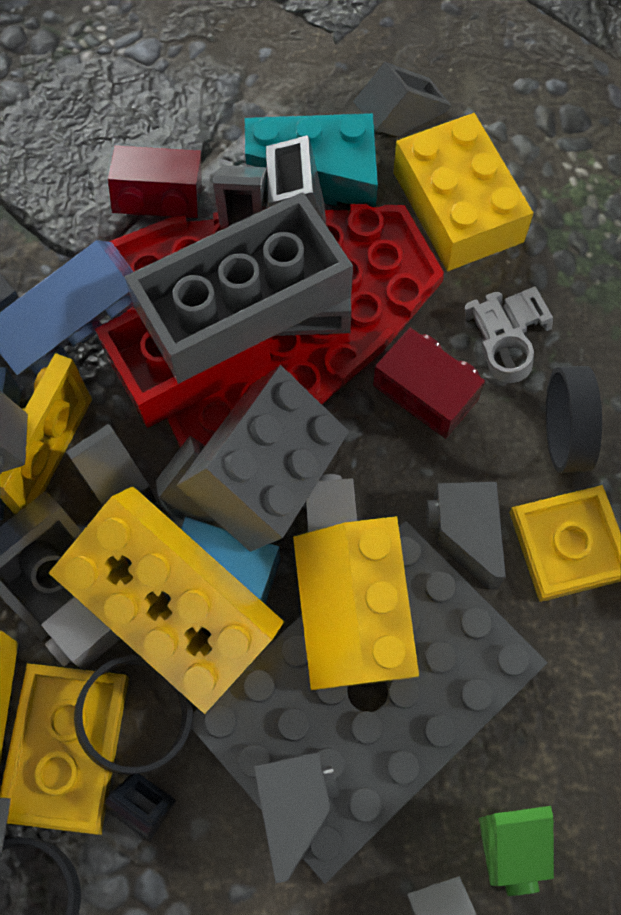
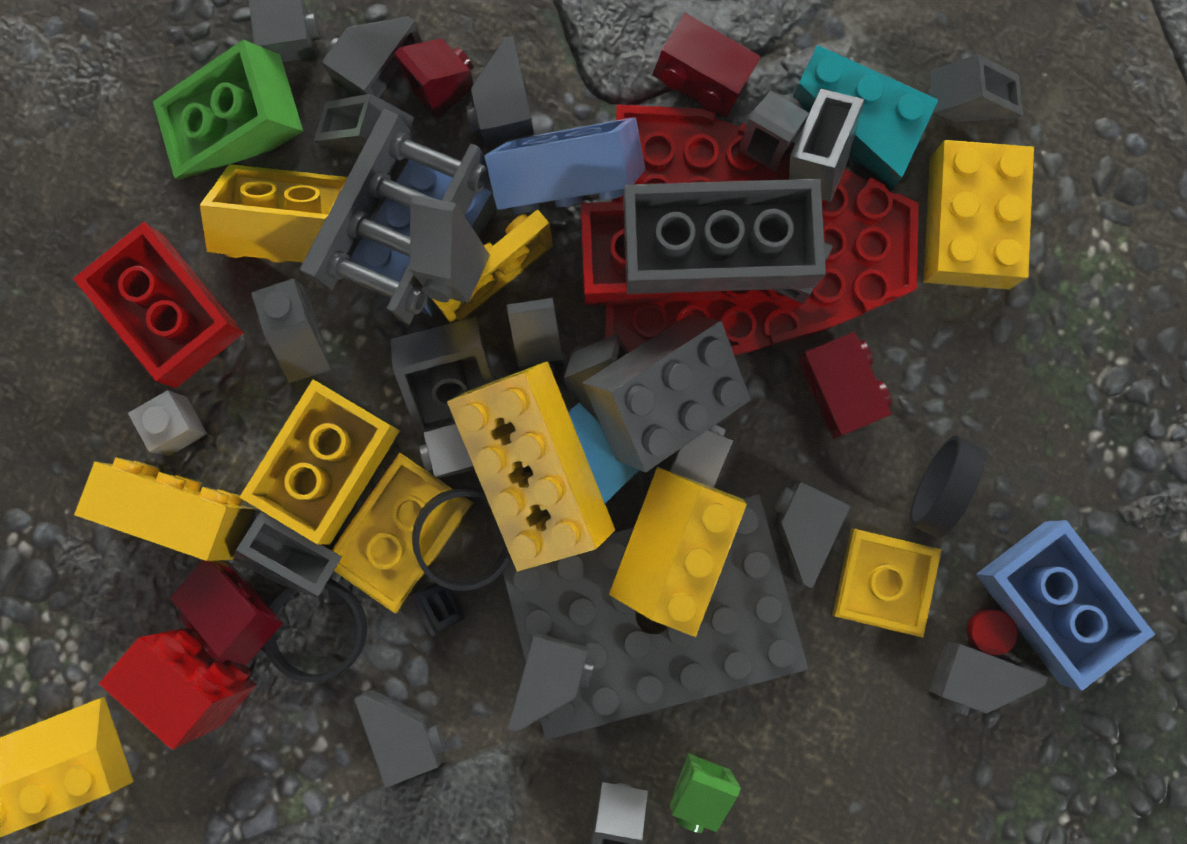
camera: 30 degrees right, 15 degrees up
(512, 322) = (950, 363): light grey piece -> none

